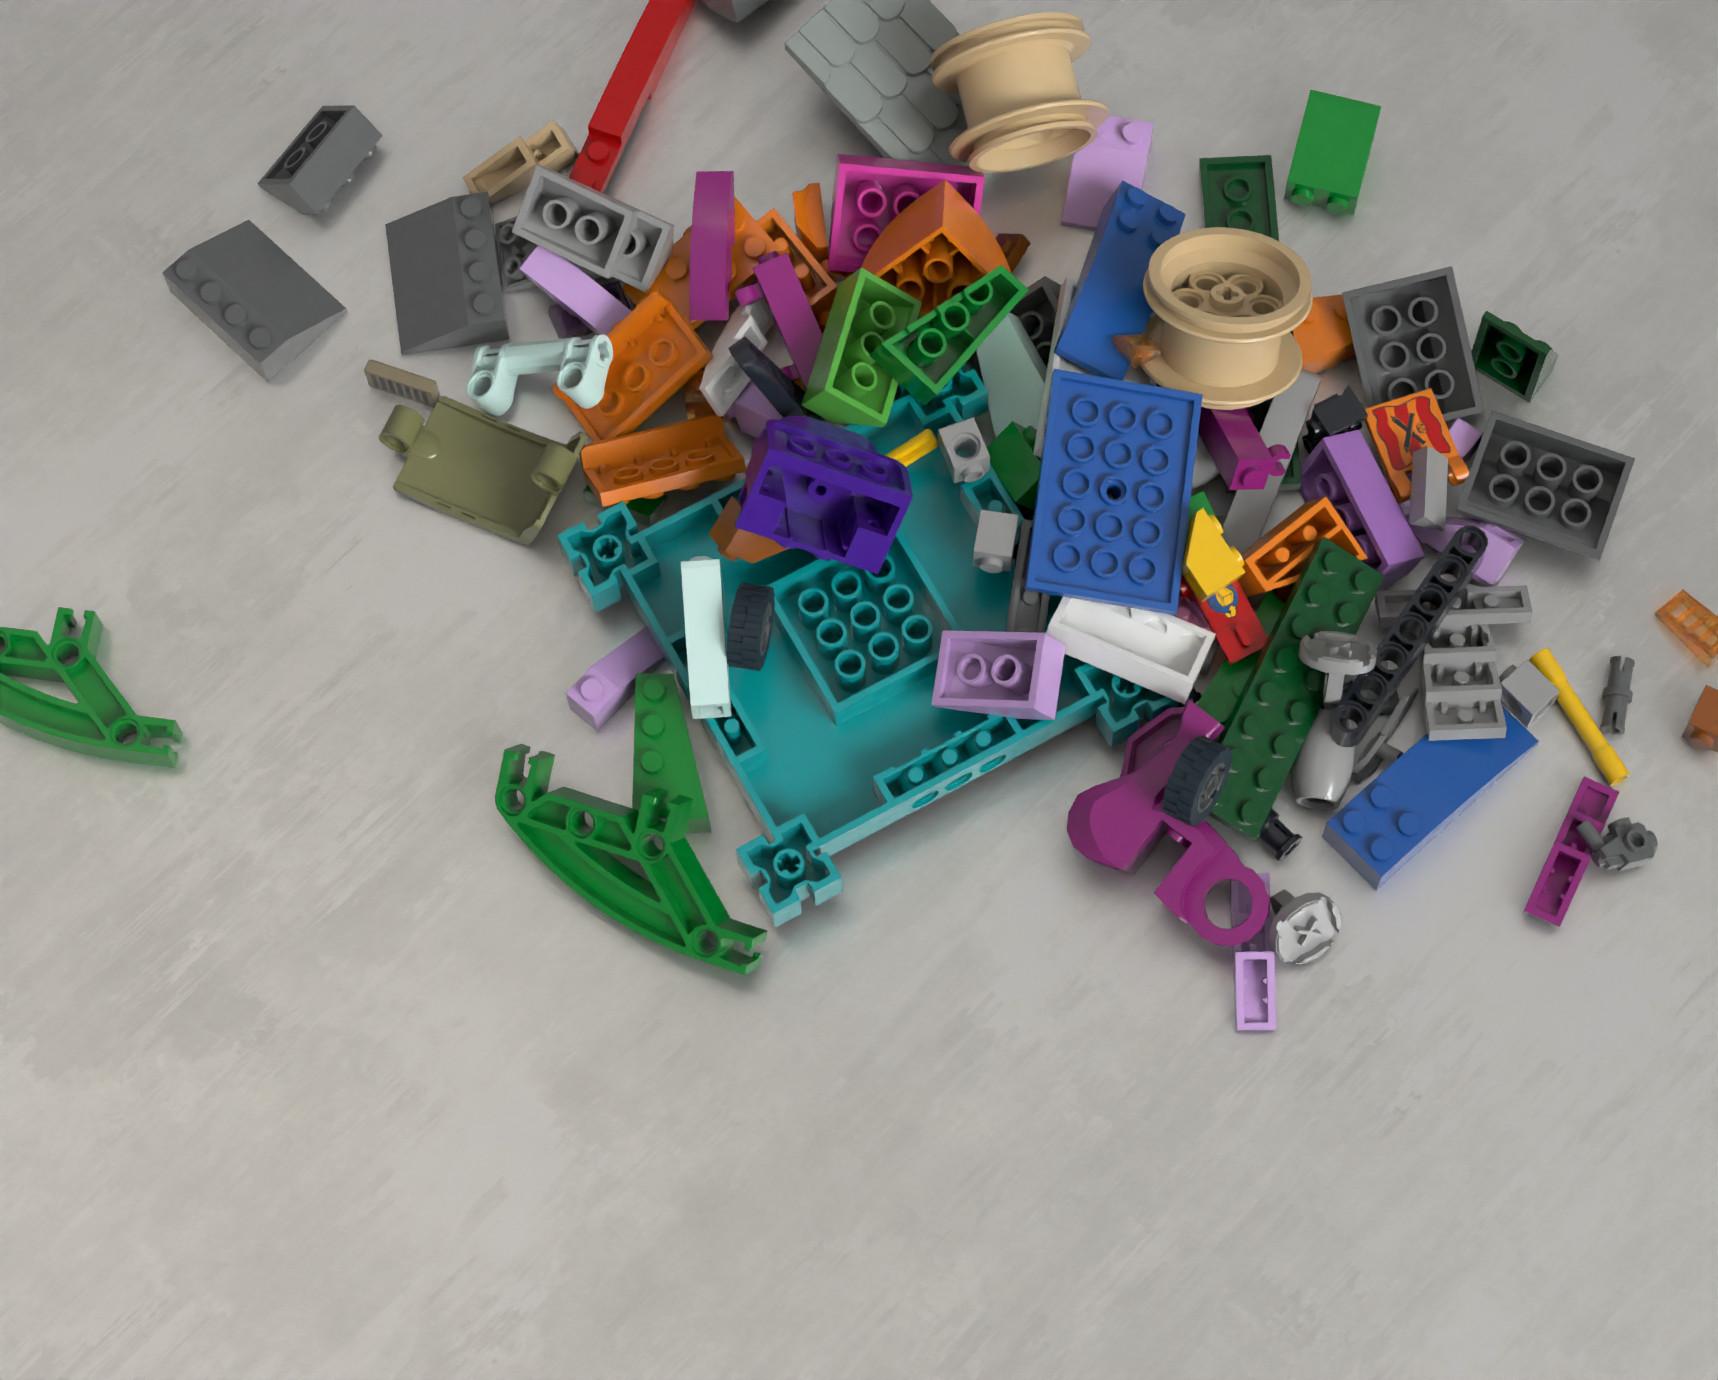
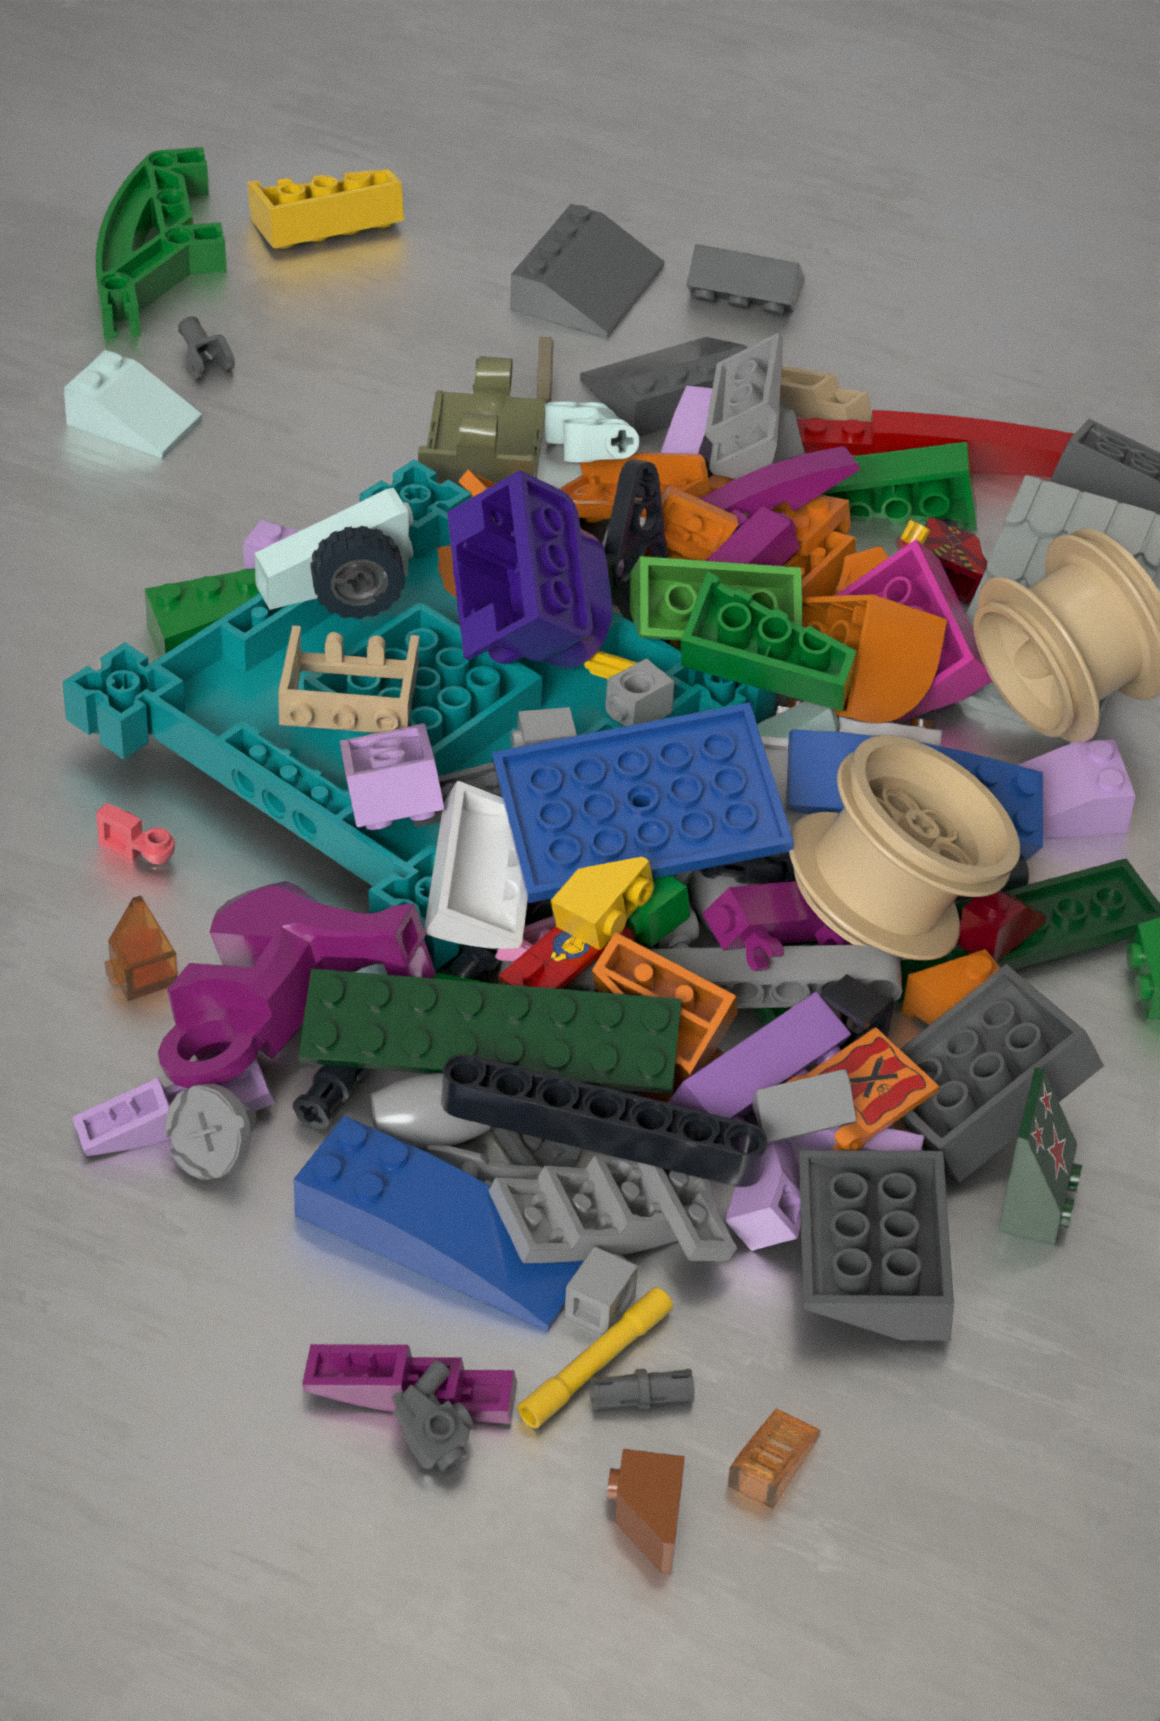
camera: 65 degrees right, 25 degrees down
(57, 504) = (325, 206): none -> yellow wedge
(243, 679) = (204, 348): none -> dark grey piece
(318, 768) = (128, 405): none -> light aqua slope
(669, 909) = (97, 597): green piece -> none
(686, 145) = (912, 486): none -> green wedge
(751, 324) = (693, 526): none -> orange slope
(799, 143) = (956, 549): none -> torso
(842, 645) = (346, 710): none -> tan window
(924, 913) = (123, 834): none -> coral plate
(1072, 935) = (140, 953): none -> clear orange slope
(1137, 348) = (825, 795): clear orange slope -> none
(1197, 780) = (316, 930): black wheel -> none
(1337, 656) = (526, 1033): light grey tile -> none

